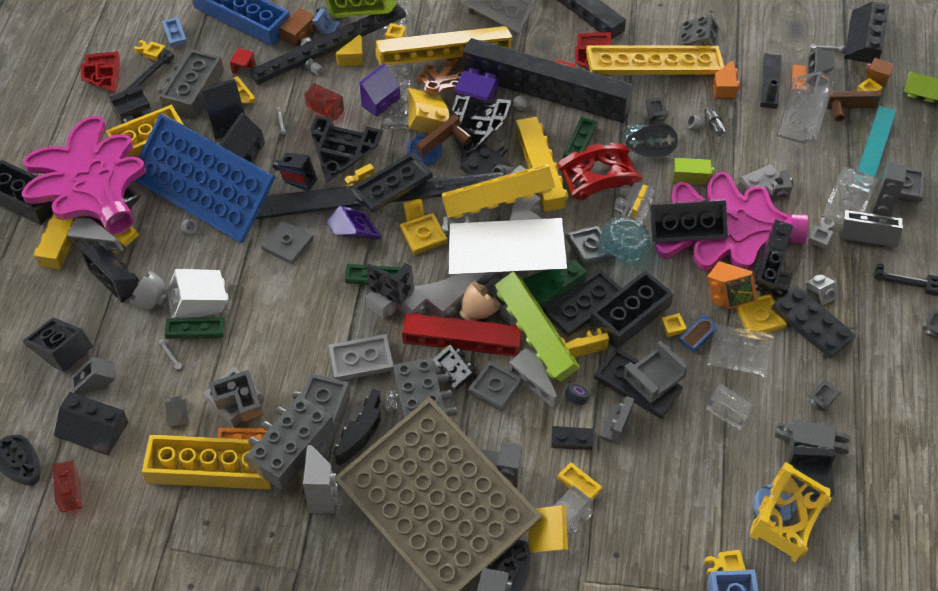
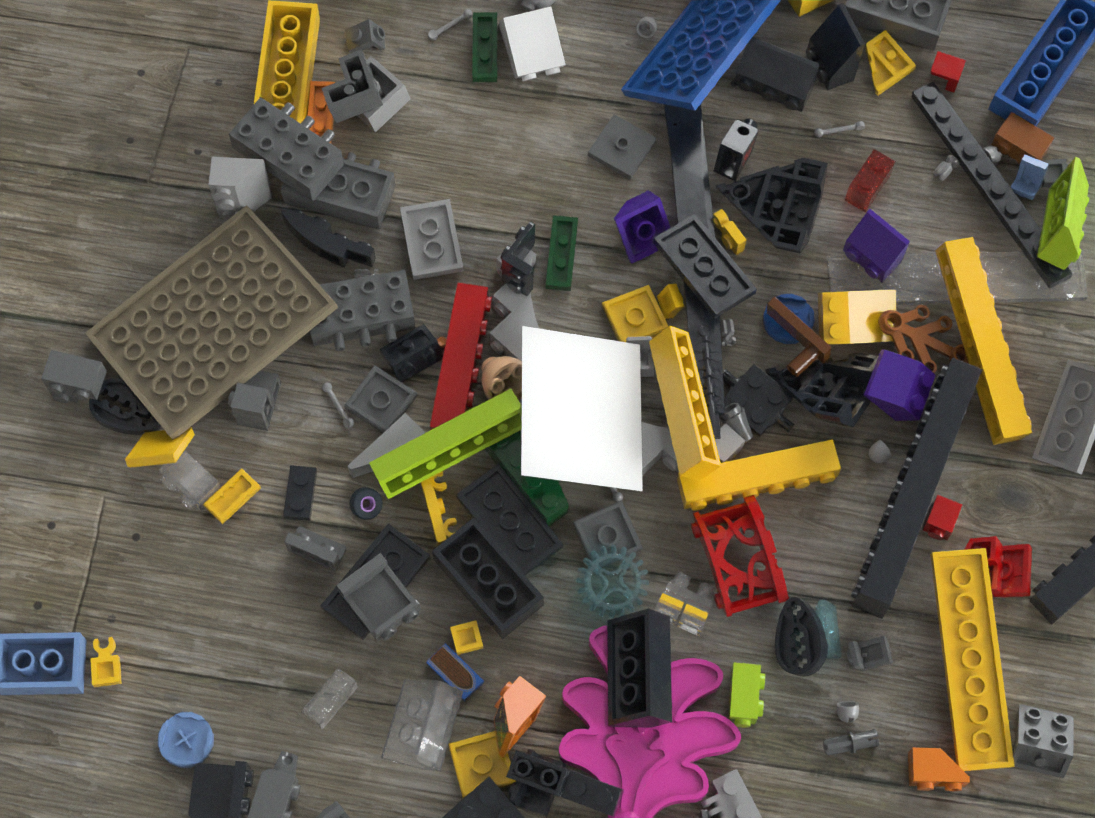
camera: 90 degrees right, 15 degrees up
(351, 53) = (973, 218): yellow slope -> none
(395, 31) = (1007, 271): yellow plate -> none
(512, 408) = (347, 422): none -> light grey hinge
(581, 136) = (808, 535): dark green plate -> none
(766, 529) = (198, 747): yellow fence -> none

